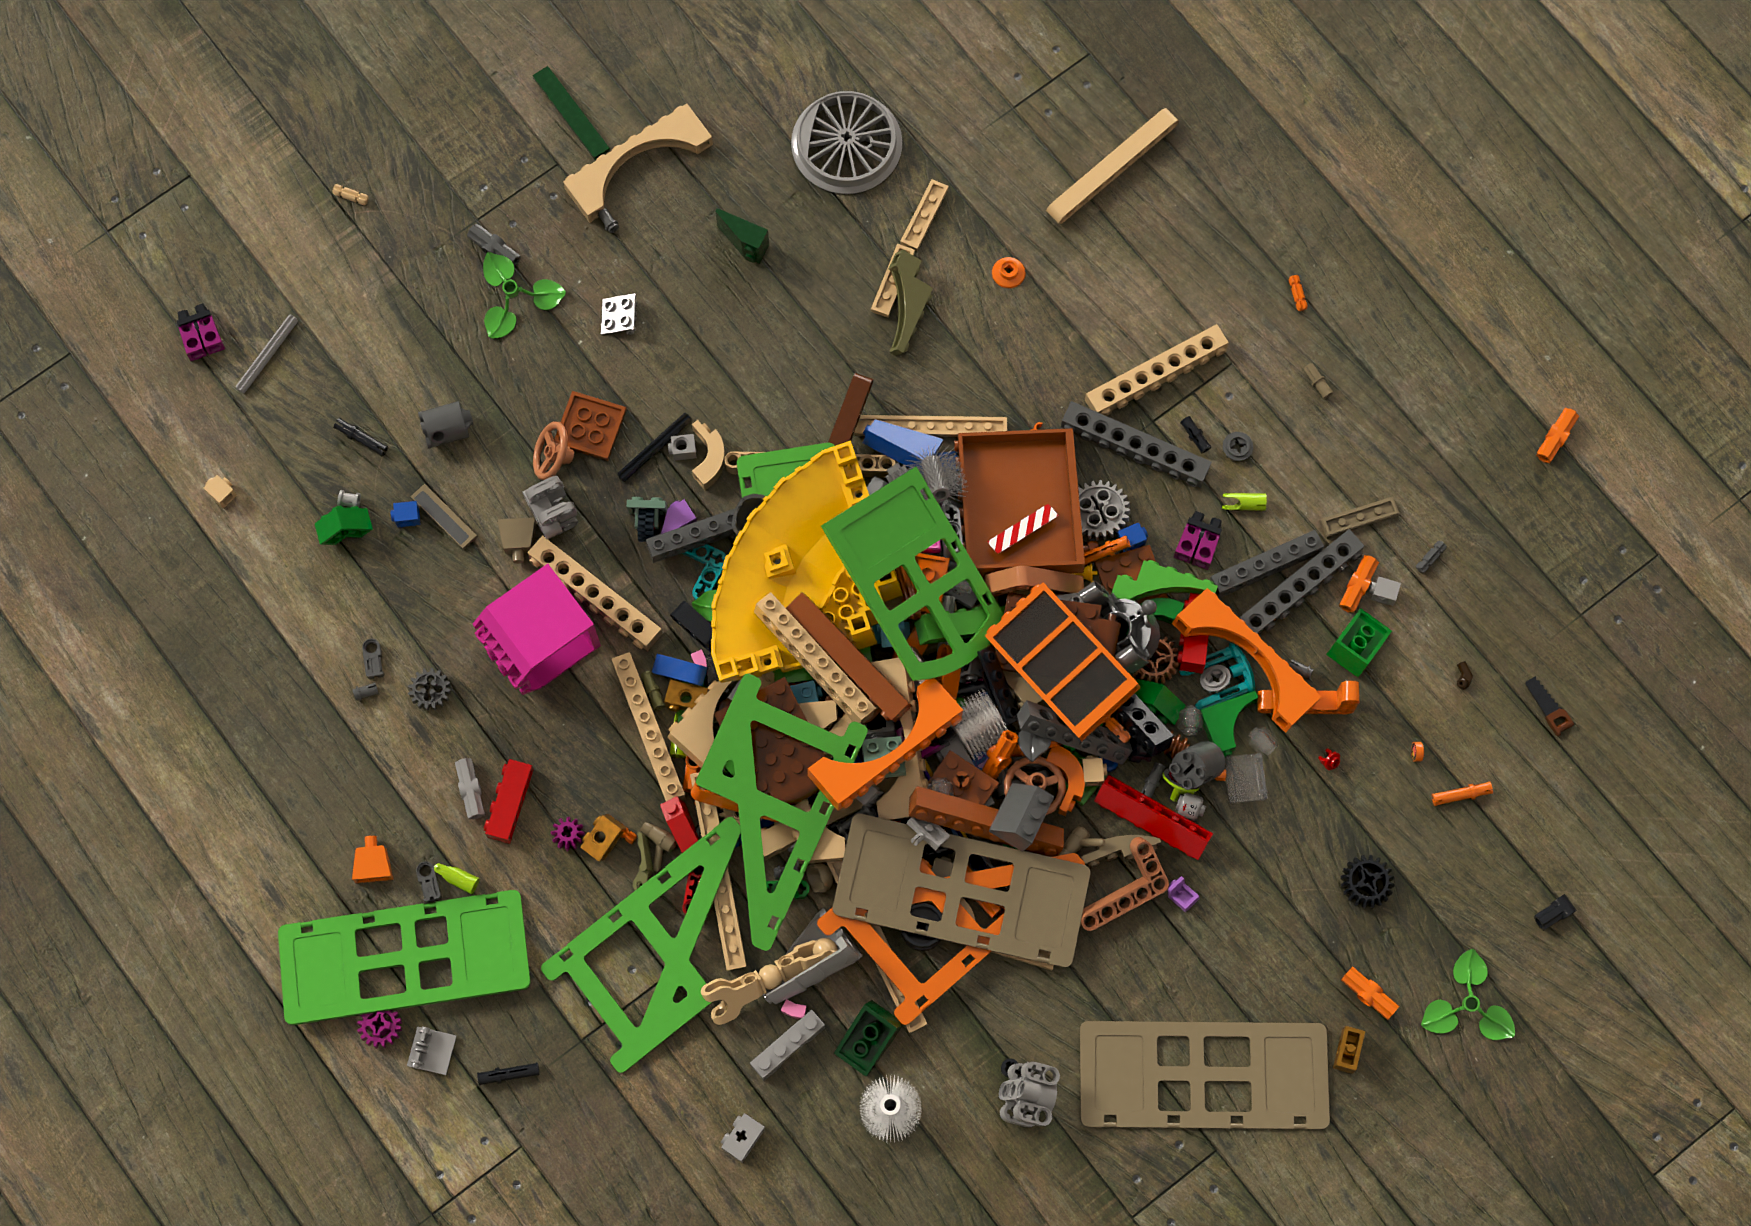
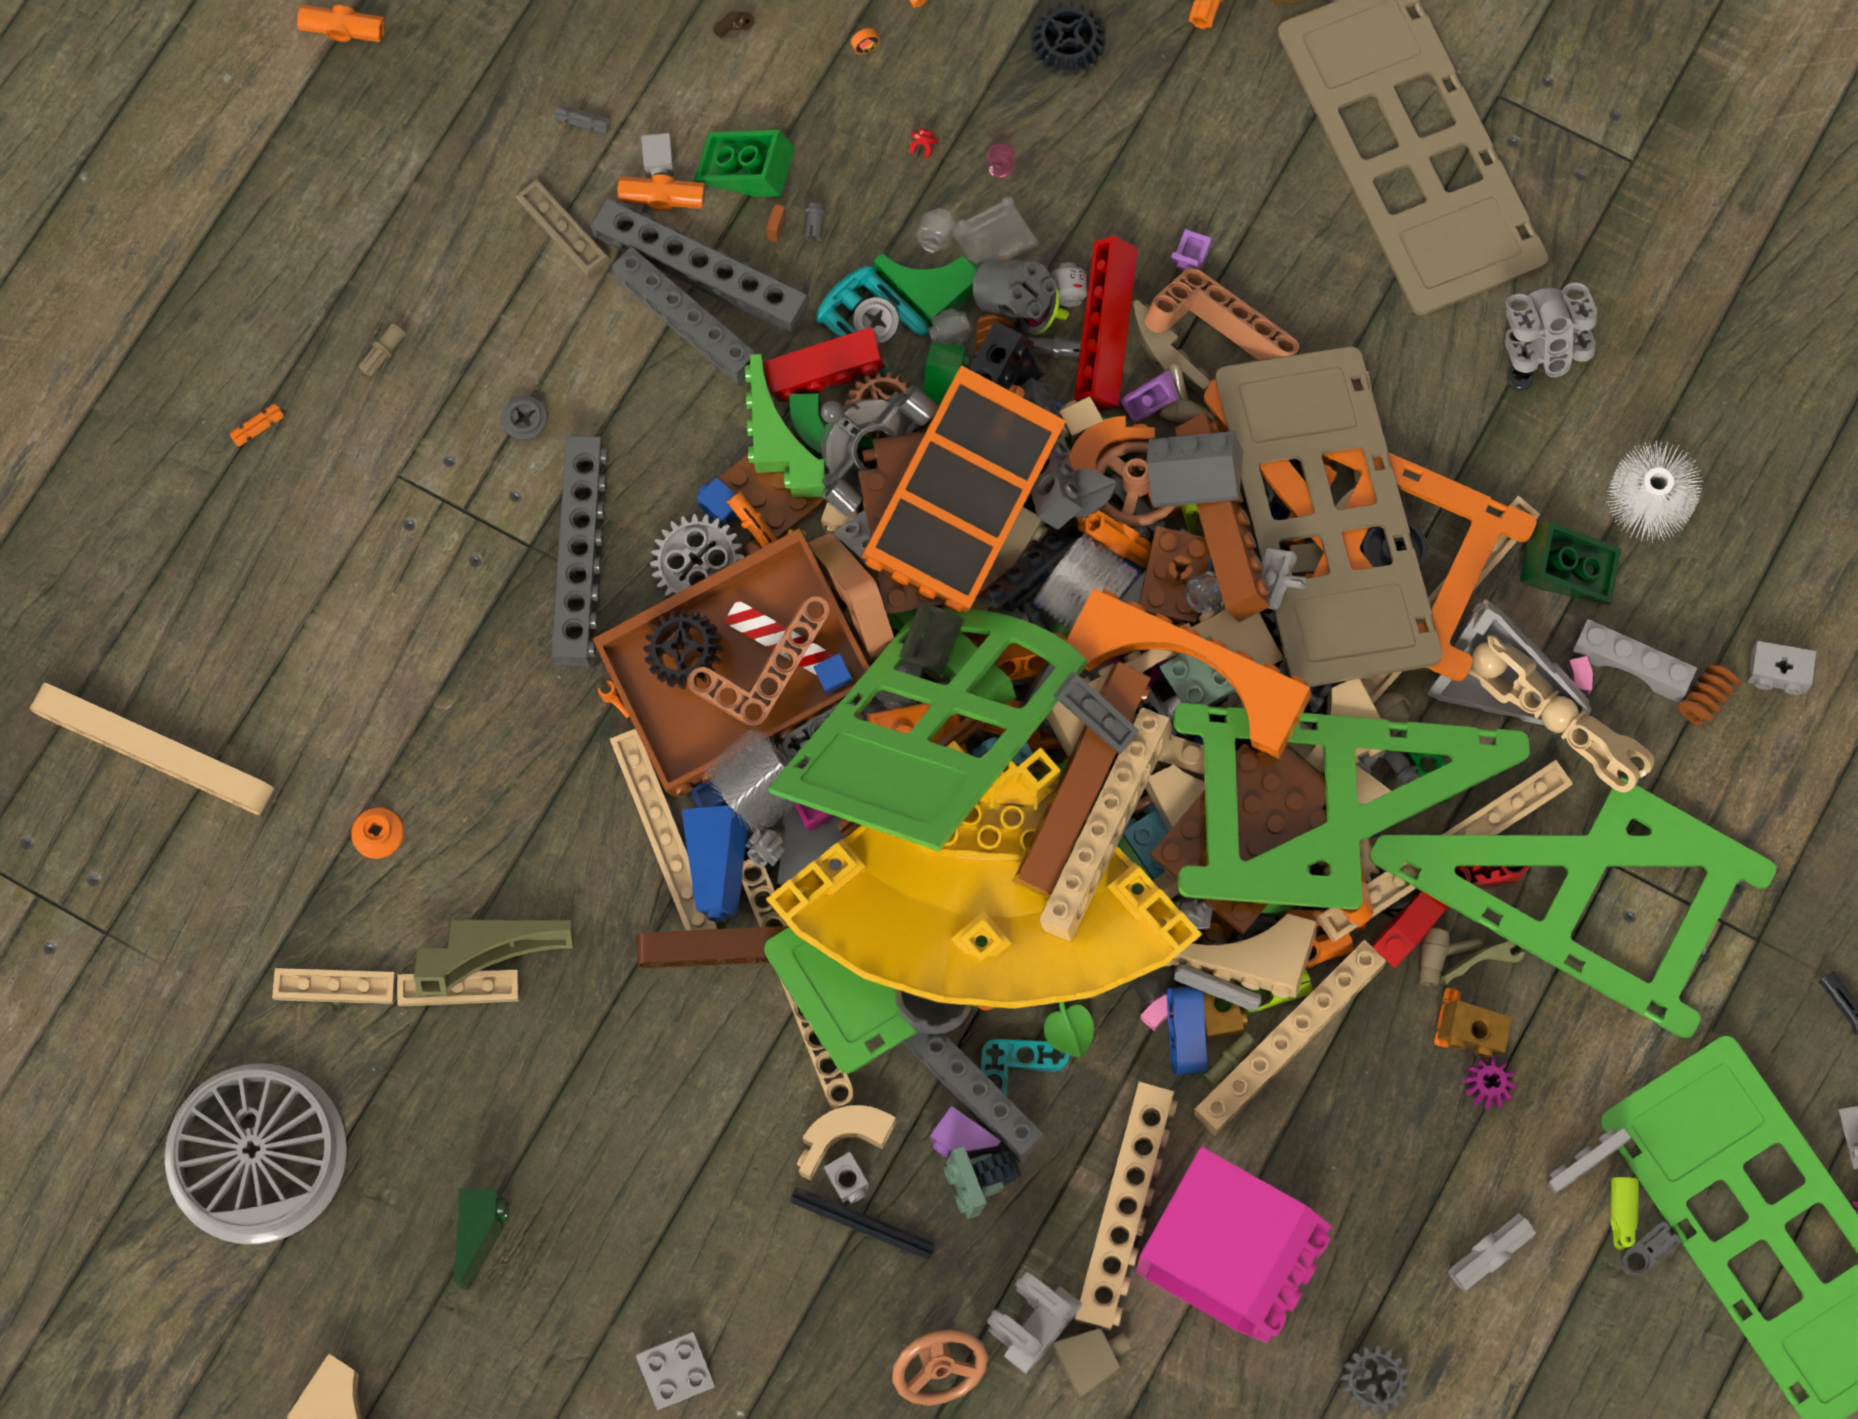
camera: 110 degrees left, 0 degrees up
(371, 862) = (1663, 1342): orange torso -> none
(496, 868) = (1587, 1159): none -> light grey plate
(509, 801) = (1483, 1187): red brick -> none
(591, 425) = (868, 1331): dark orange plate -> none
(689, 699) = (1217, 987): none -> light grey axle
(693, 624) = (1108, 1038): black beam -> none
(745, 1083) = (1707, 693): none -> dark orange piece
(878, 670) = (1096, 712): none -> dark grey plate
(977, 608) = (931, 638): none -> clear smoke hinge
(982, 546) = (833, 673): none -> blue tile
(998, 511) = (770, 669): none -> nougat beam
(1034, 464) = (660, 646): none -> black gear
(1092, 822) = (1150, 397): none -> medium lavender slope
(1195, 434) = (529, 478): black pin -> none
(1199, 534) = (687, 414): magenta hips -> none
(1212, 336) = (530, 629): tan brick -> none
(1247, 501) = (602, 376): lime piece -> none
(1290, 691) = (863, 206): orange arch -> none
(1298, 799) = (1003, 153): none -> clear pink wheel
(1308, 644) = (776, 223): none -> dark orange tile
(1331, 702) = (839, 155): orange beam -> none

